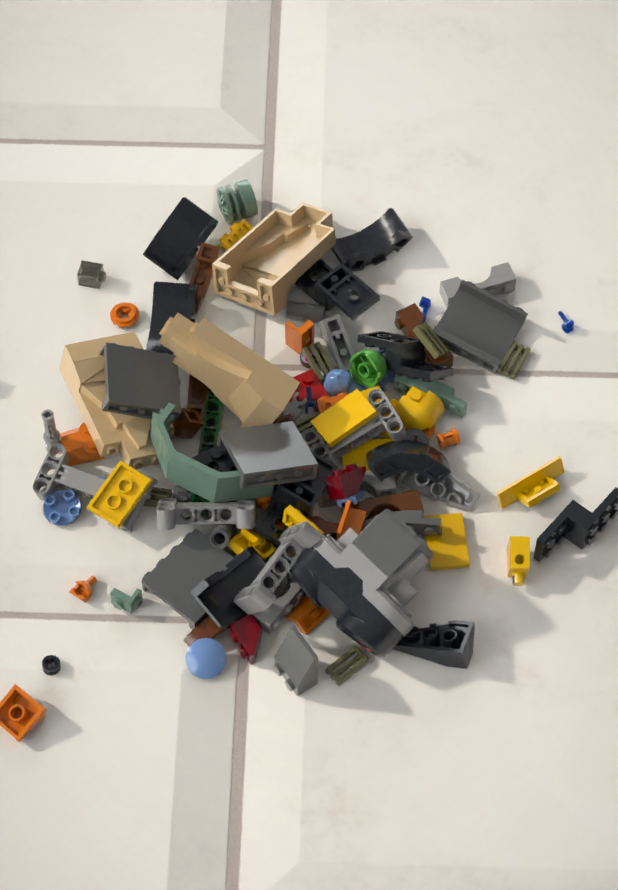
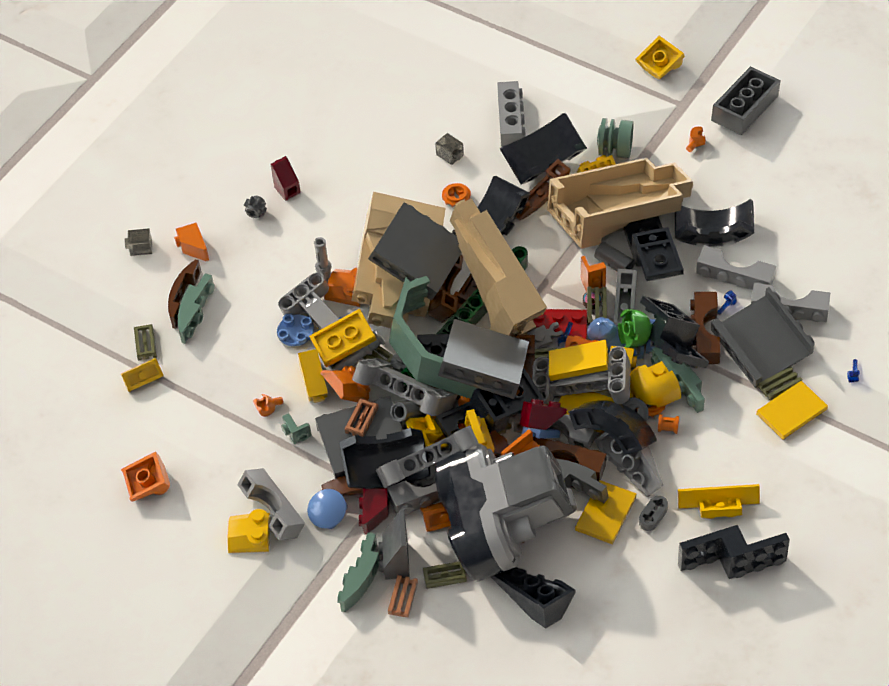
camera: 35 degrees right, 5 degrees down
(54, 669) = (202, 449): black bush -> none
(111, 543) = (313, 380): none -> yellow slope
(123, 218) = (510, 112): none -> light grey brick
(134, 669) = (260, 487): none -> light grey arch
(147, 535) = (344, 386): none -> orange slope
(148, 715) = (249, 532): none -> yellow slope
(187, 574) = (356, 431): none -> nougat tile
(224, 111) = (660, 58): none -> yellow slope
(276, 701) = (361, 576): none -> sand green slope
(302, 173) = (696, 138): none -> orange piece
(319, 688) = (405, 581): none -> nougat tile
(324, 120) = (745, 100): none -> dark grey brick
(393, 280) = (713, 265): none -> light grey arch
(430, 340) = (706, 328): olive tile -> none
(490, 523) = (649, 511): none -> dark grey beam
(518, 559) = (657, 556): yellow torso -> none
(538, 379) = (792, 410): none -> yellow tile

